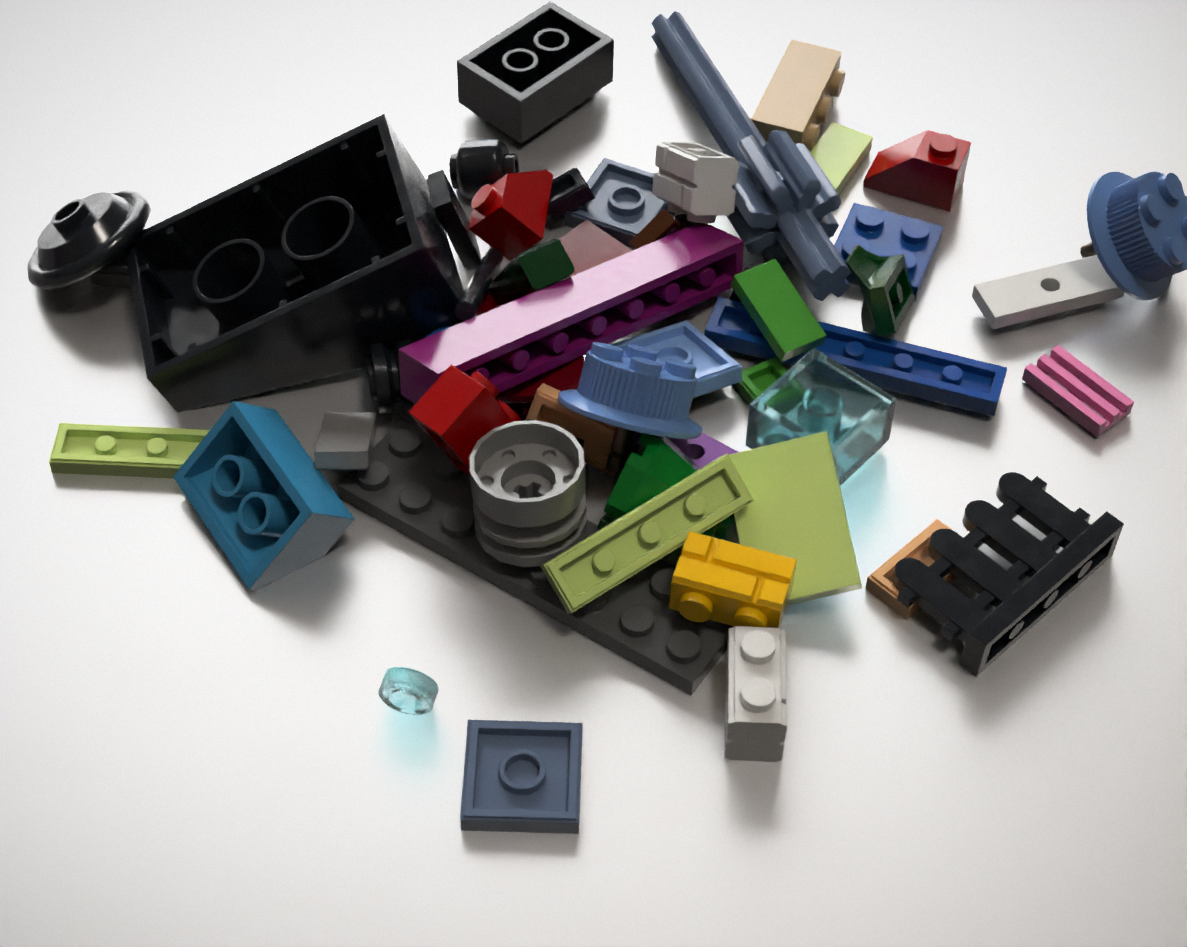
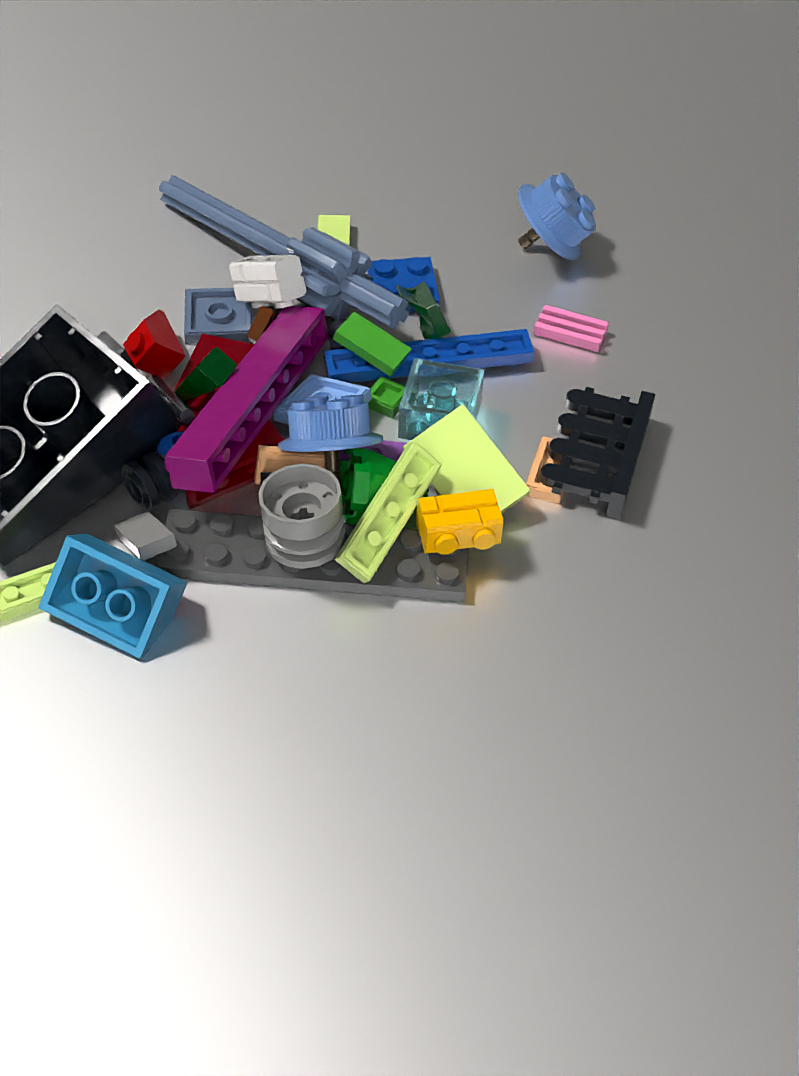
camera: 30 degrees left, 0 degrees up
(408, 691) = (295, 673): clear light blue tile -> none
(459, 413) = (234, 487): red brick -> none
(480, 164) = (112, 319): black head -> none
(522, 777) = (398, 694): sand blue tile -> none
(535, 71) = (104, 247): black brick -> none
(568, 193) = (182, 319): black tile -> none
(755, 694) = (509, 582): white brick -> none
(801, 93) = (287, 201): tan brick -> none
(922, 169) = (394, 225): red slope -> none
(1044, 292) = (517, 274): white tile -> none

